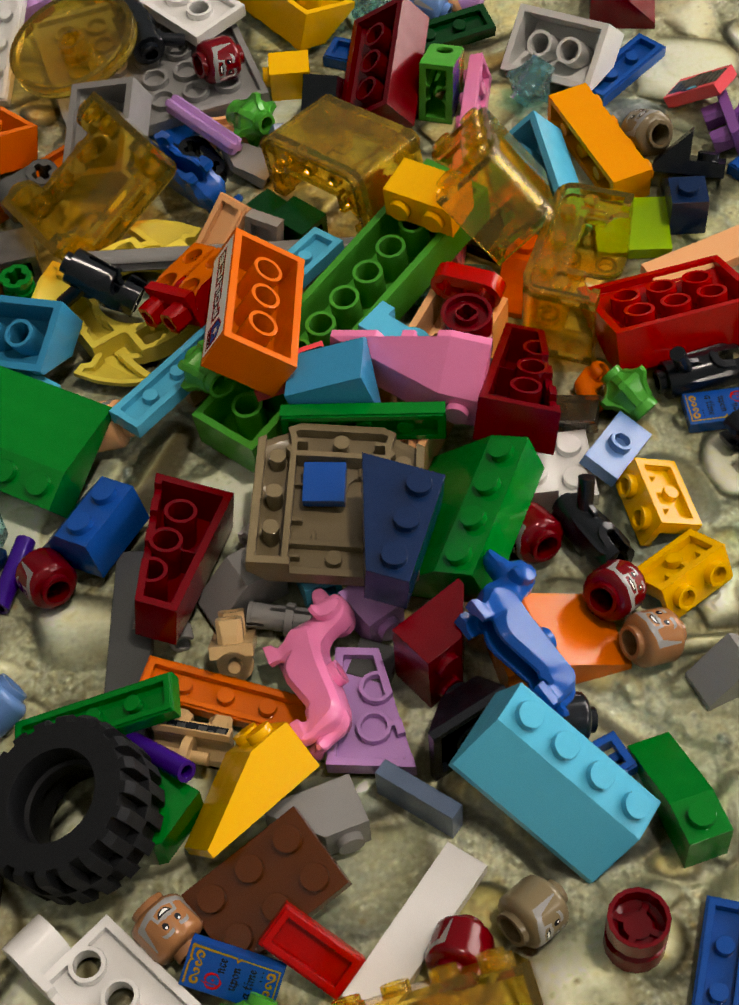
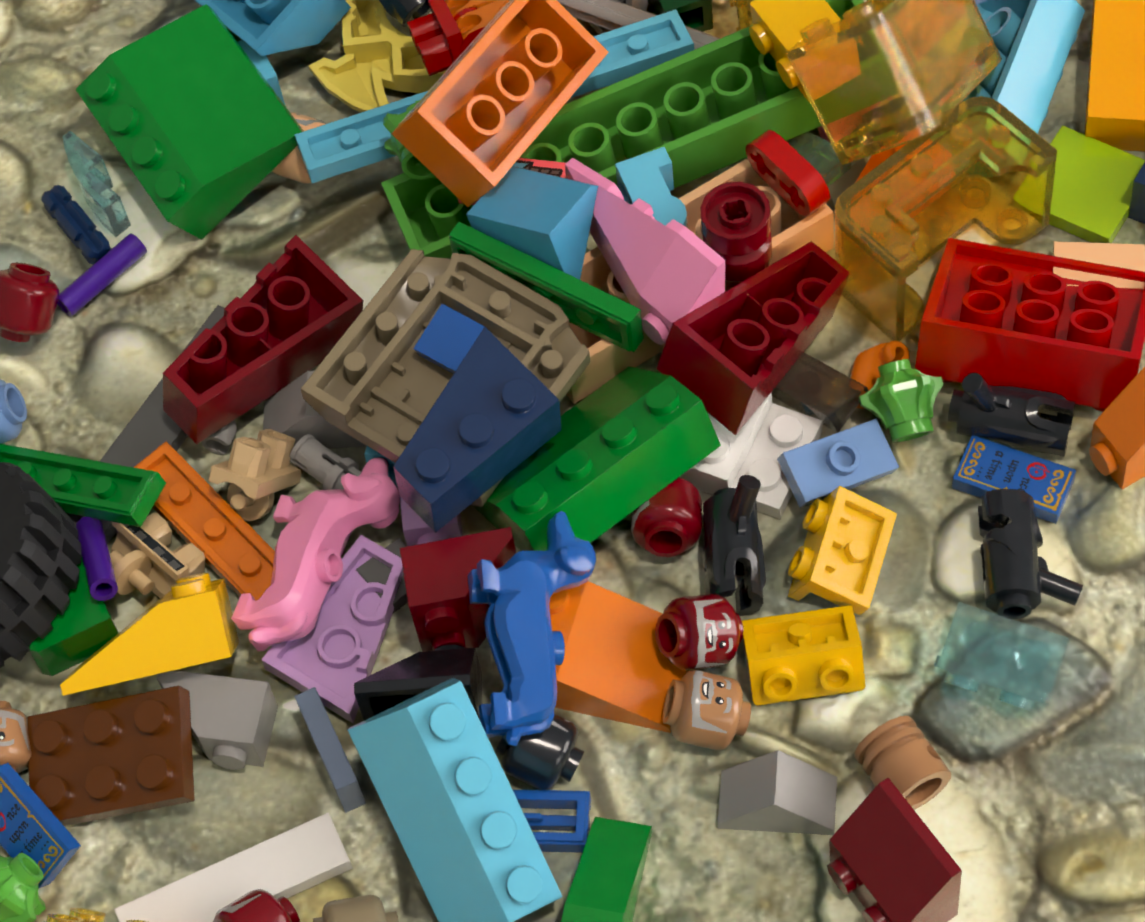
camera: 35 degrees right, 5 degrees up
(46, 578) = (125, 297): dark red head -> none
(100, 527) = (208, 267): blue slope -> none
(311, 950) = (109, 845): red tile -> none

